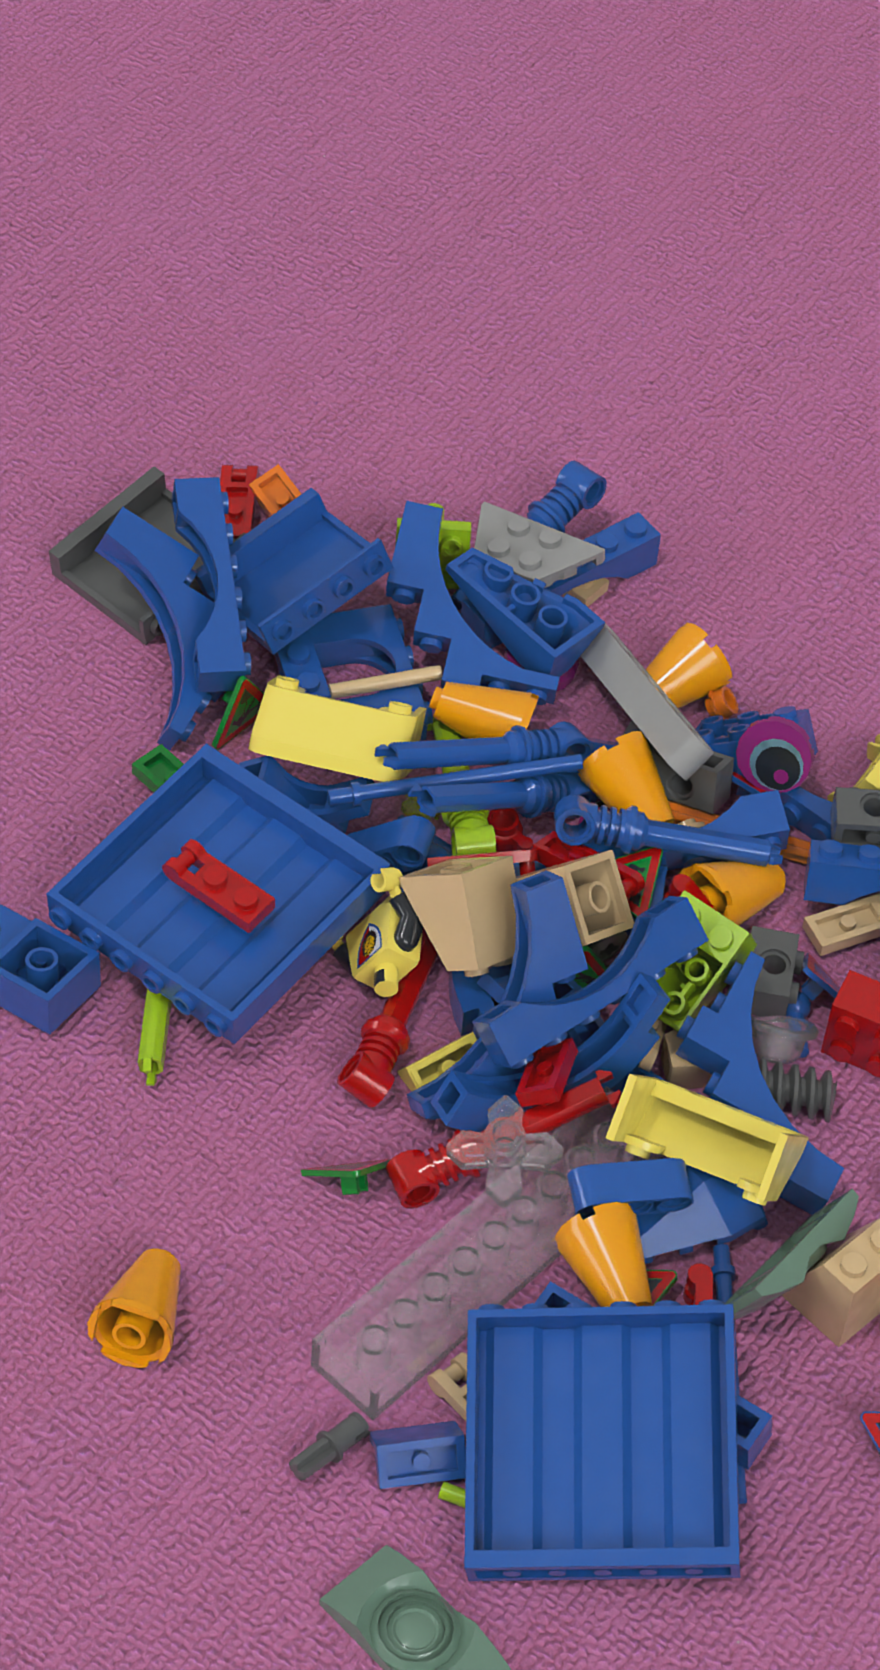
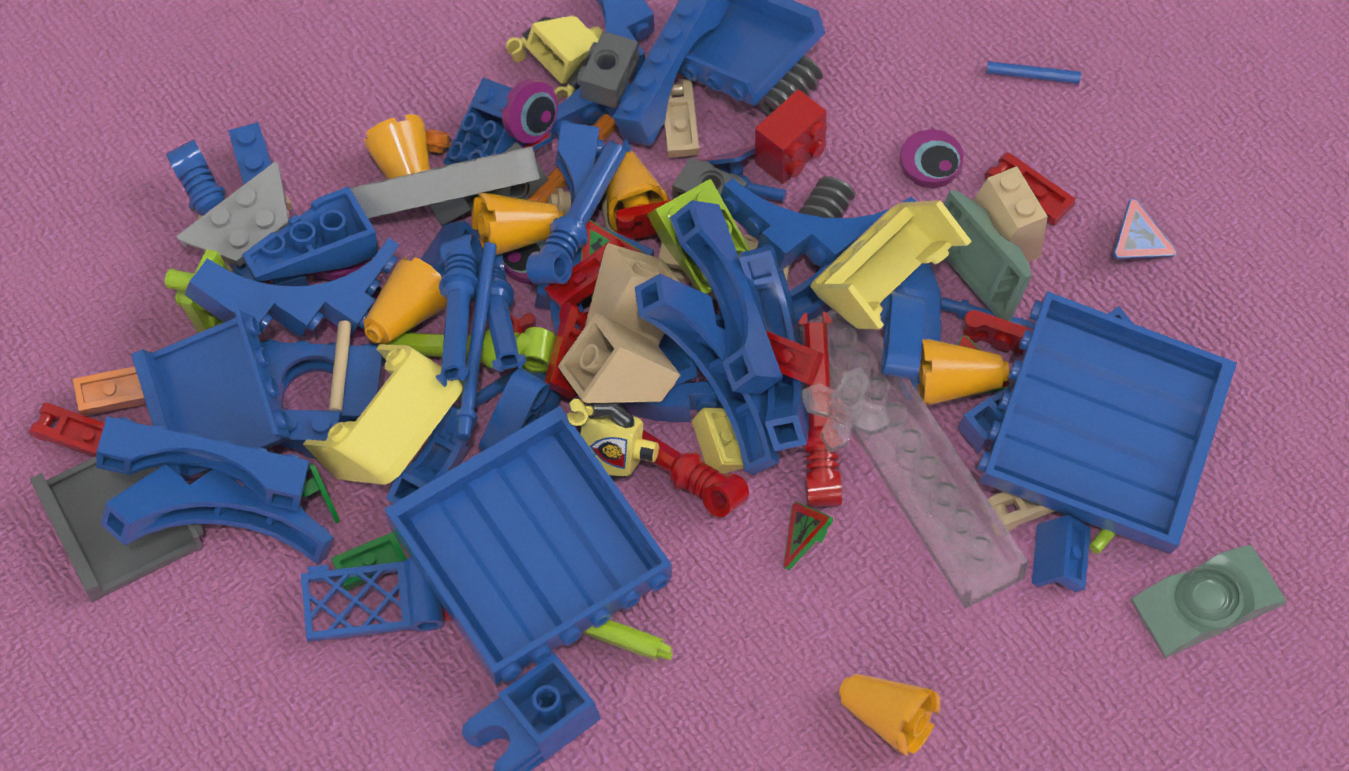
camera: 65 degrees left, 10 degrees up
(97, 743) = (418, 602): none -> blue piece
(219, 886) = (538, 537): red plate -> none
(330, 1446) = (1042, 612): dark grey axle -> none
(781, 1037) = (780, 191): clear hat -> none

